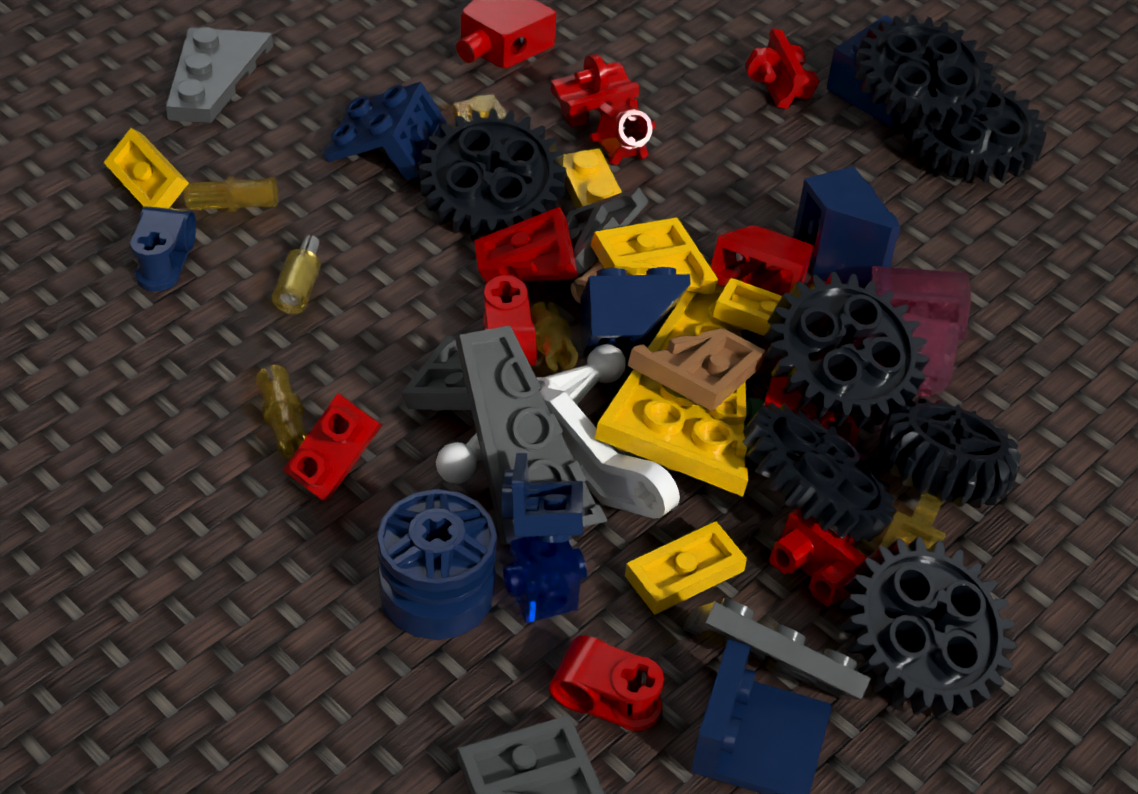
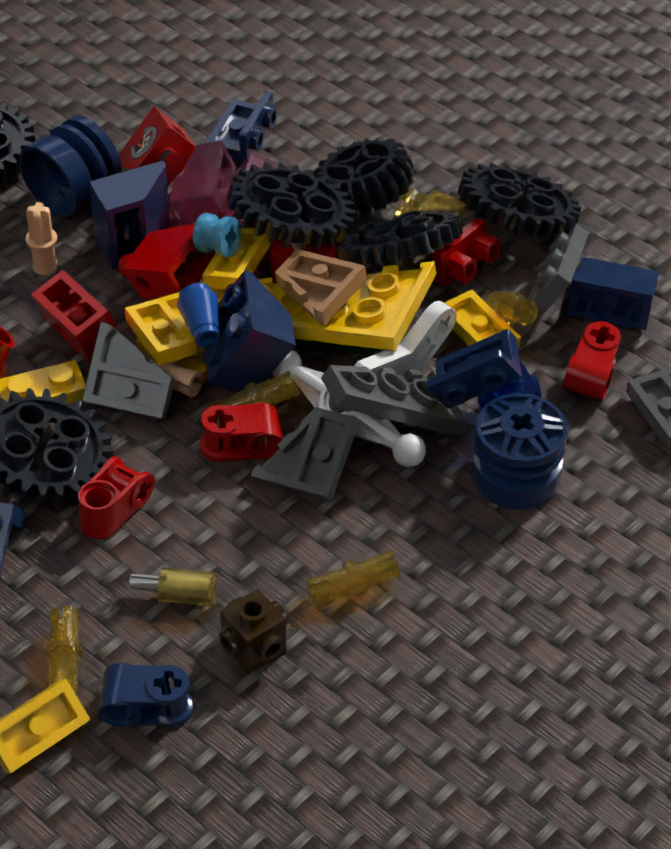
camera: 90 degrees left, 0 degrees up
(218, 318) = (253, 630): none -> dark brown brick
(332, 447) = (405, 528): red hips -> none
(422, 225) = (112, 498): none -> red piece
(529, 250) = (154, 413): red wing -> none
(643, 254) = (200, 312): none -> blue cone
(682, 187) = (72, 313): none -> red brick
(694, 584) = (512, 307): none -> clear yellow pin
(780, 263) = (217, 234): none -> dark azure wheel
(797, 161) = (41, 239): none -> light nougat axle
(925, 182) = (64, 163): none -> dark blue wheel
(935, 247) = (158, 140): none -> red torso
(1045, 353) = (244, 126): none -> dark blue bracket

